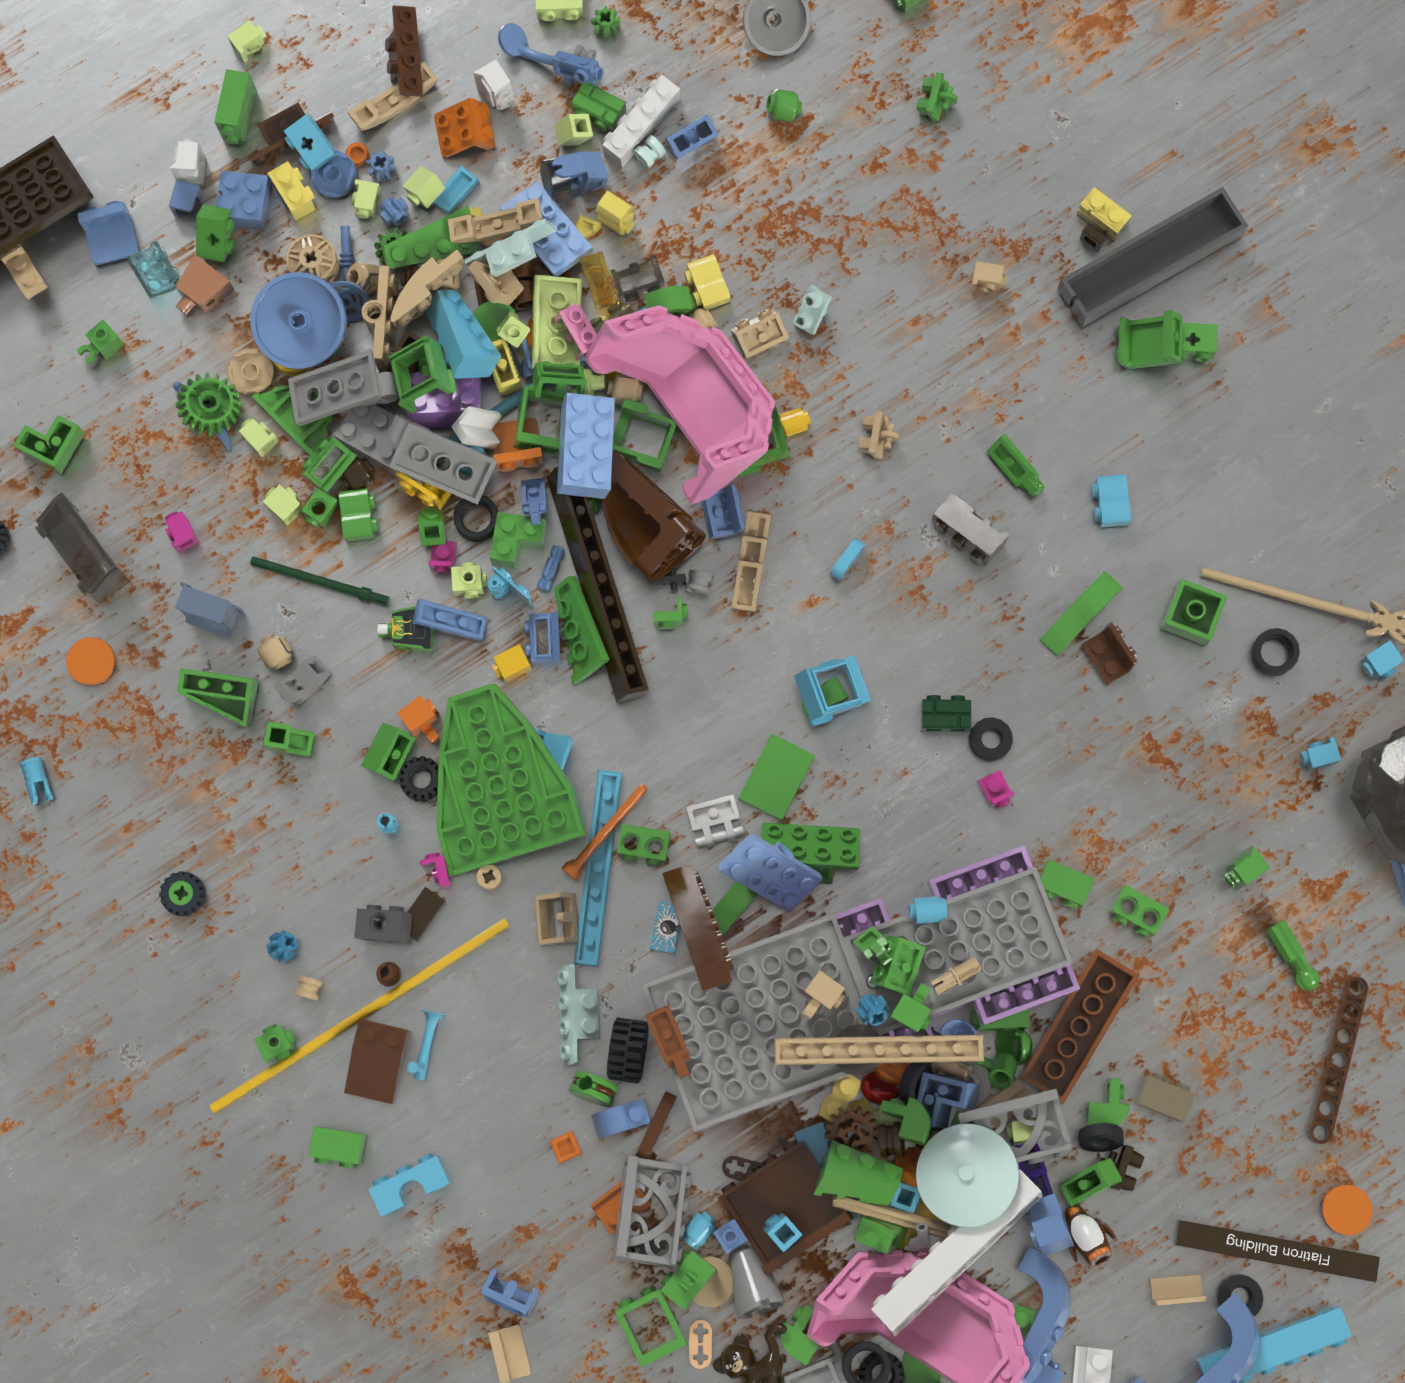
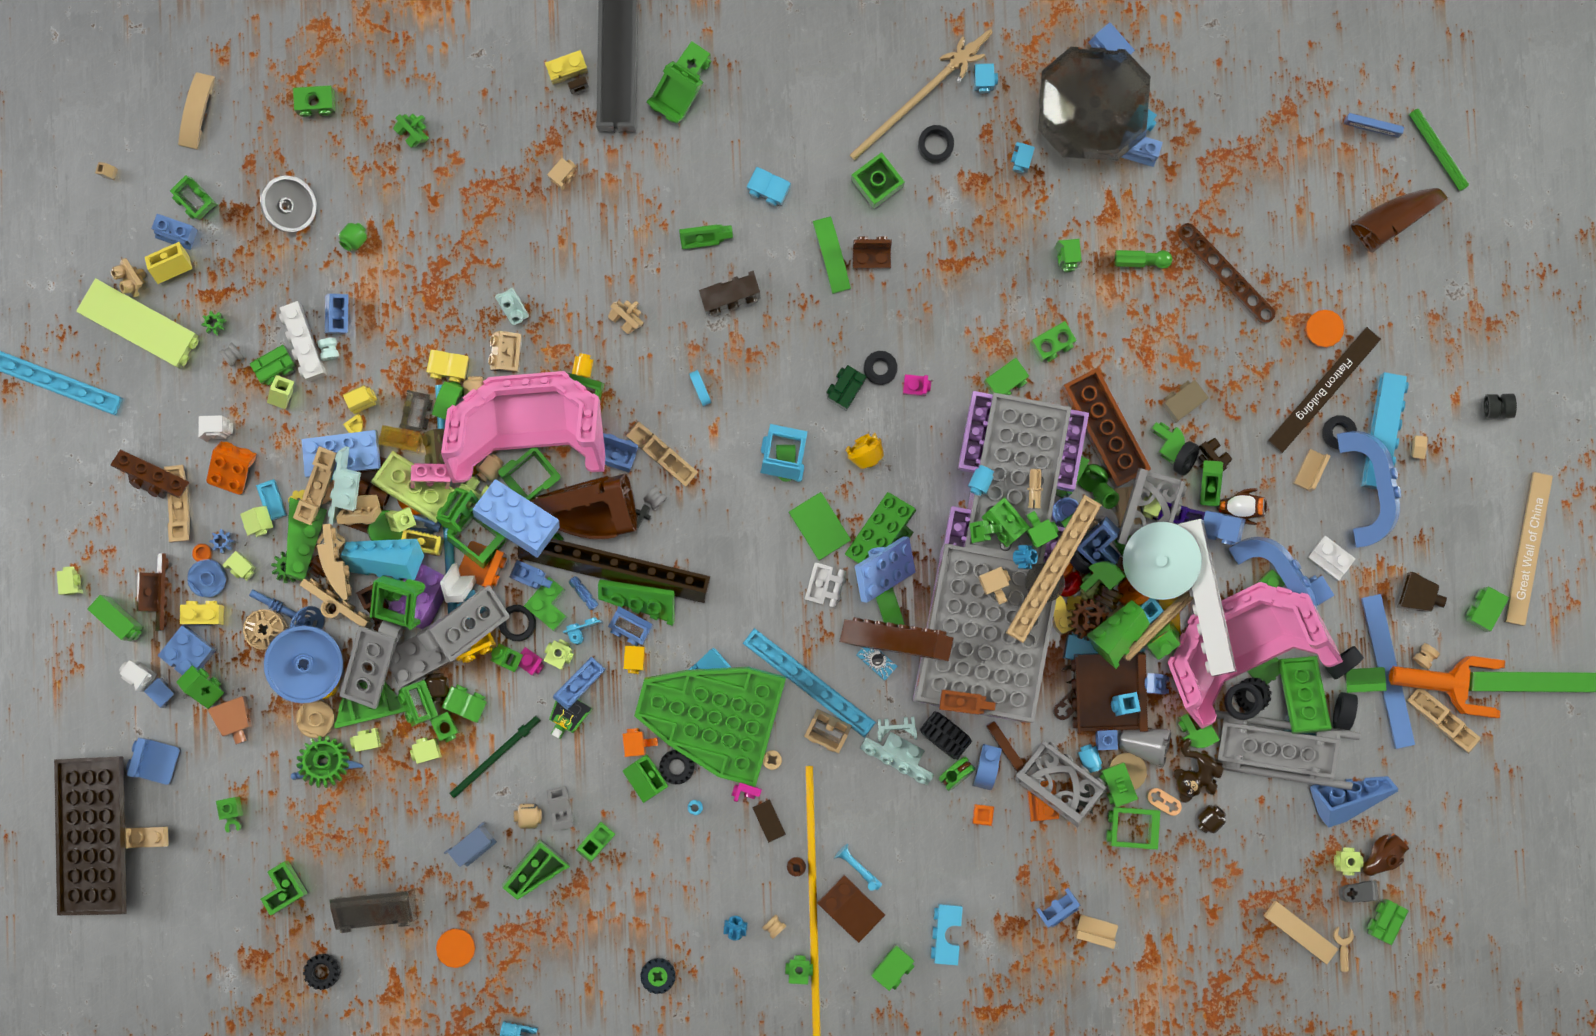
camera: 65 degrees left, 5 degrees up
(154, 270) = (199, 744): clear light blue bracket -> none
(180, 531) = (400, 833): dark pink brick -> none
(308, 129) = (187, 575): medium azure brick -> none
(364, 275) = (297, 599): tan head -> none
(394, 211) = (261, 551): medium blue gear -> none
(396, 928) = (758, 861): dark grey brick -> none
(574, 172) = (314, 404): medium blue piece -> none
(575, 867) = (799, 698): orange piece -> none
(584, 70) = (189, 396): medium blue piece -> none
(613, 1007) = (910, 728): none -> light aqua piece
(645, 837) = (808, 640): bright green brick -> none
(667, 619) = (668, 534): bright green bracket -> none
(826, 1254) = (1156, 683): none -> medium blue hinge
(888, 777) = (866, 451): none -> yellow cone
(922, 1238) = (1183, 615): light grey arm -> none

